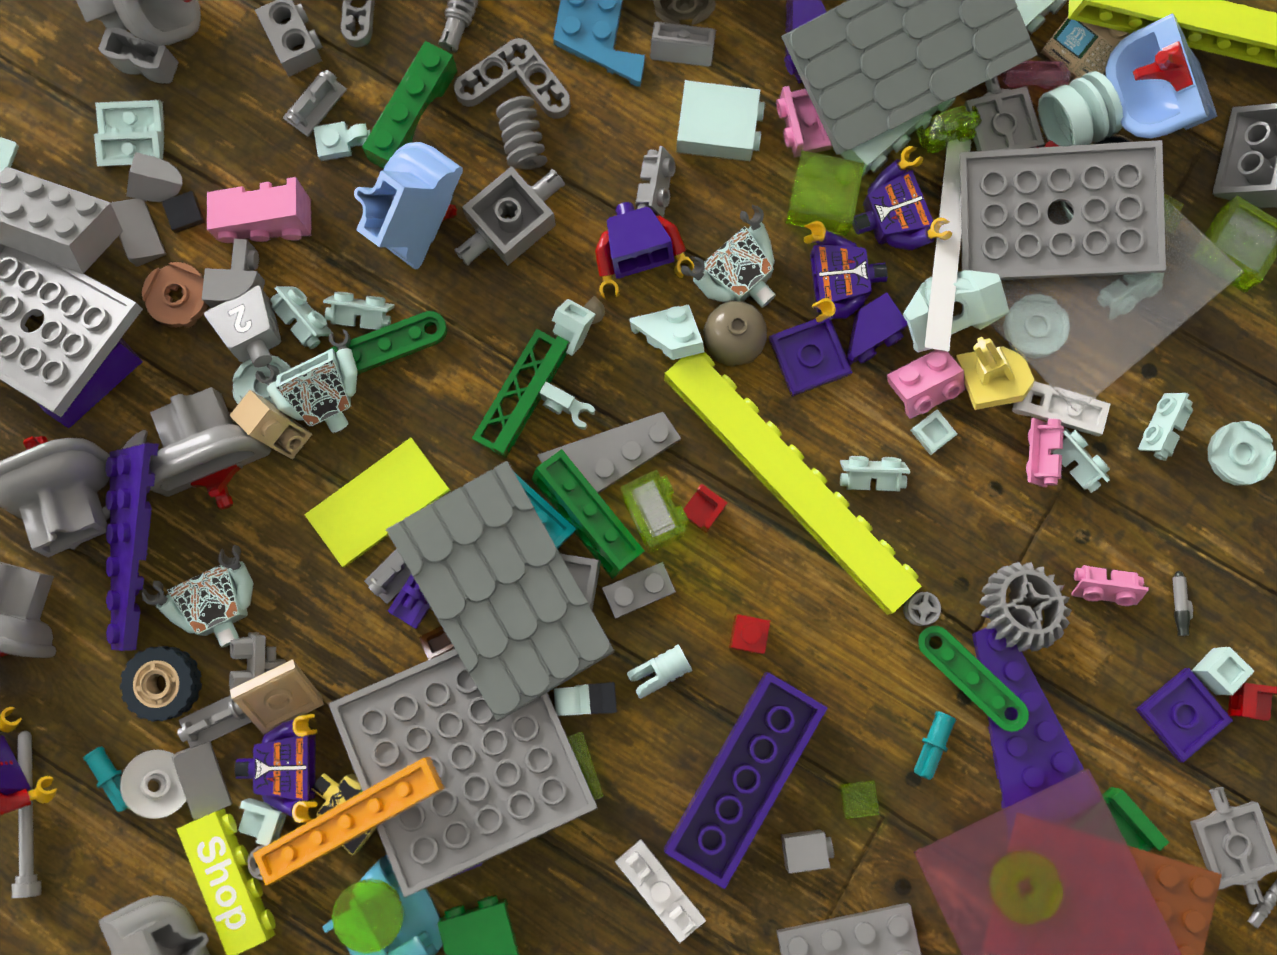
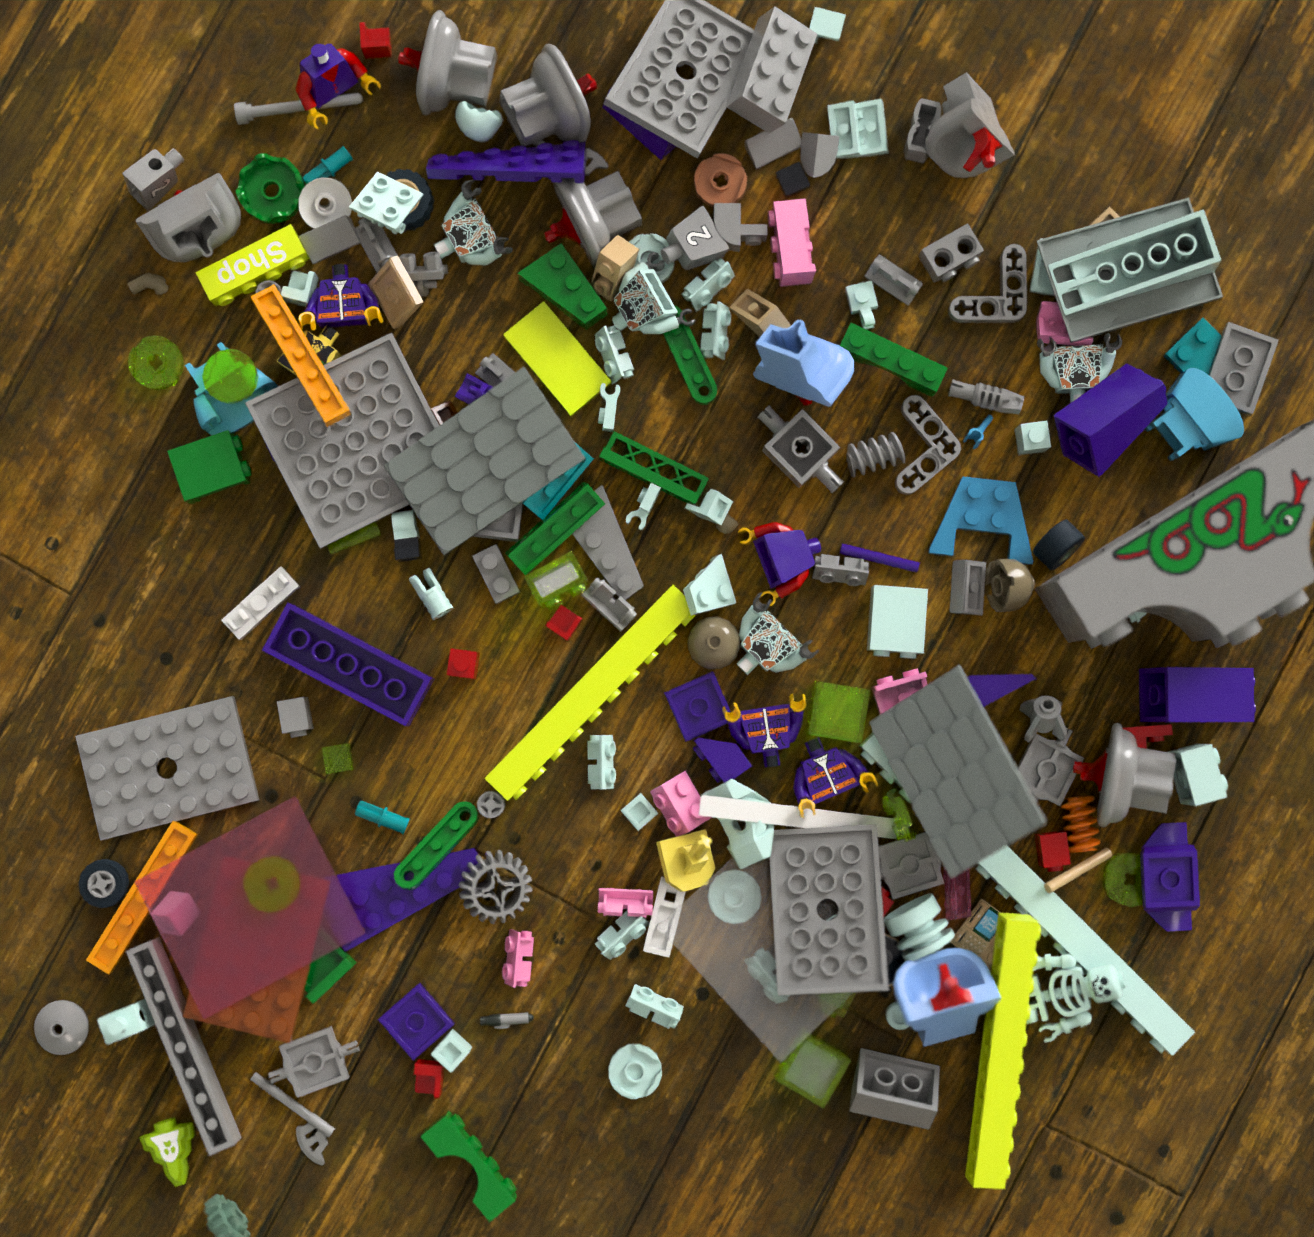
camera: 85 degrees right, 5 degrees up
(72, 584) = (476, 122): none -> light aqua hair
(106, 861) = (260, 174): none -> green plate
(160, 702) = (386, 202): none -> light aqua hinge
(288, 485) = (565, 286): none -> green wedge
(343, 257) = (758, 312): none -> tan slope
(362, 438) = (608, 343): none -> light aqua hinge
(451, 442) = (607, 414): none -> light aqua plate
(505, 20) = (977, 433): none -> dark azure hand
(643, 139) = (879, 557): none -> dark purple bar
(675, 461) = (617, 611): none -> light grey hinge
(1176, 148) = (895, 1017): none -> light aqua tile

